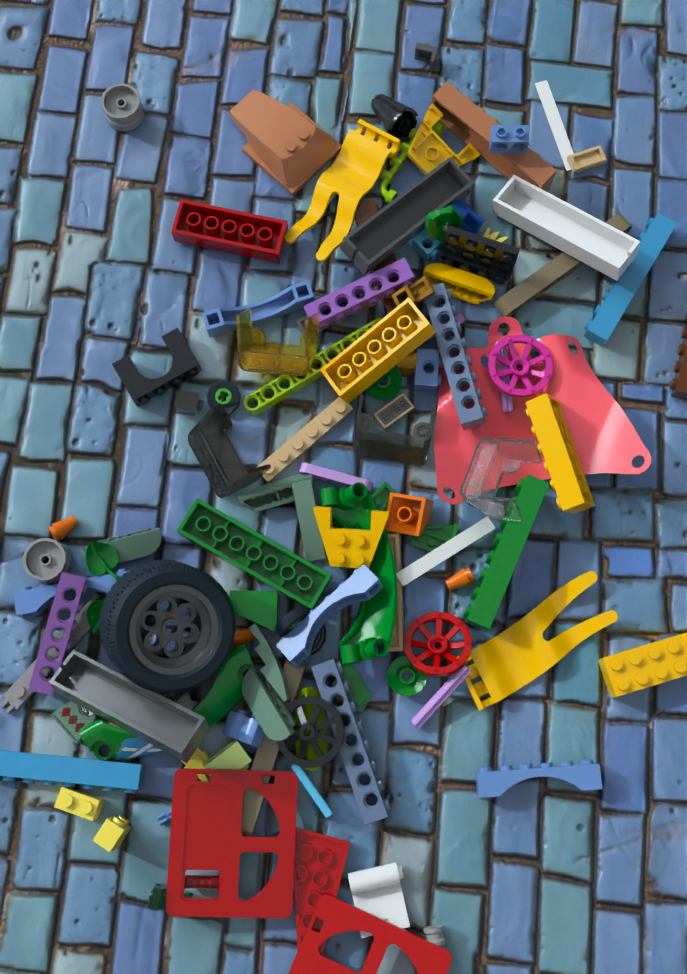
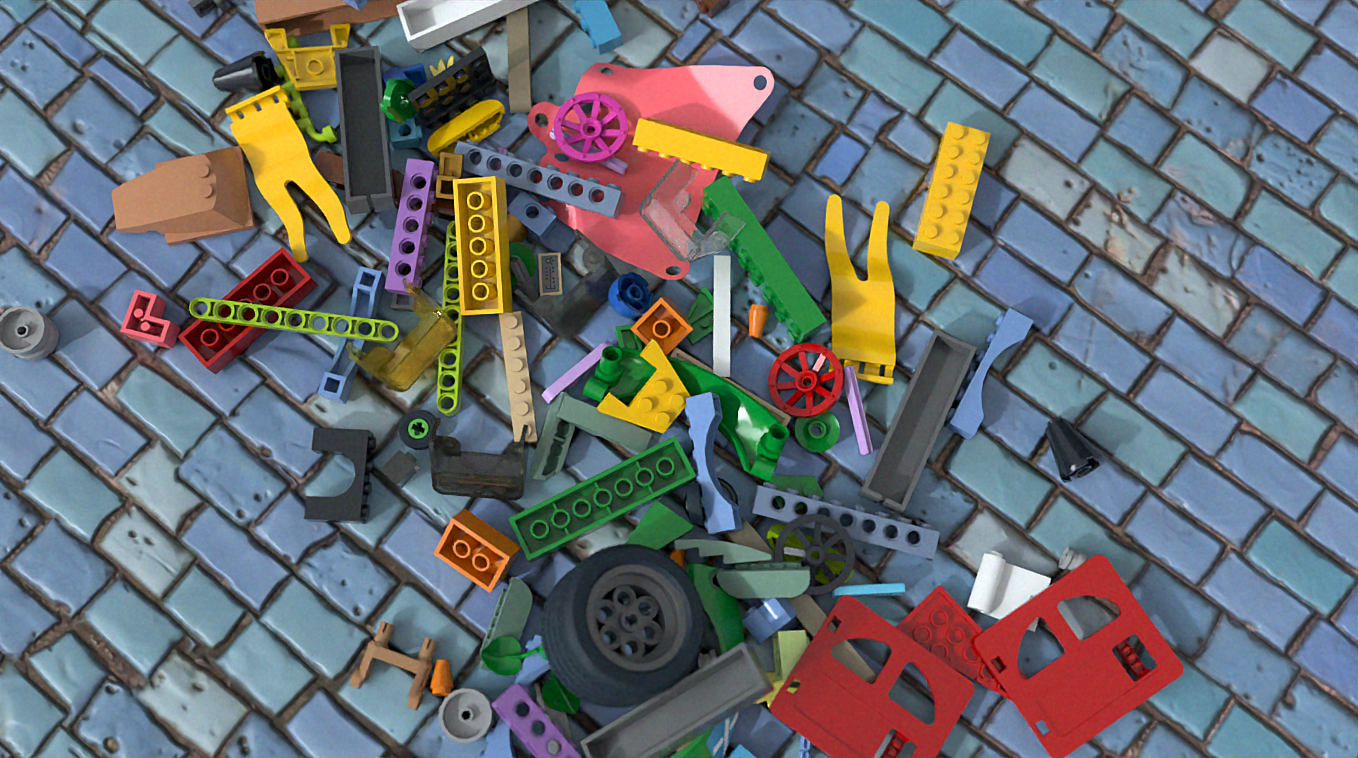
camera: 60 degrees left, 0 degrees up
(56, 474) = (379, 650): none -> medium nougat connector
(162, 492) = (477, 550): none -> orange brick
(178, 172) = (145, 323): none -> coral brick
(239, 256) = (284, 322): none -> lime beam
(375, 396) = (524, 279): none -> dark grey axle
(415, 476) = (630, 295): none -> blue cylinder
(463, 747) = (917, 421): none -> dark grey piece
(519, 882) = (1071, 450): none -> black cone

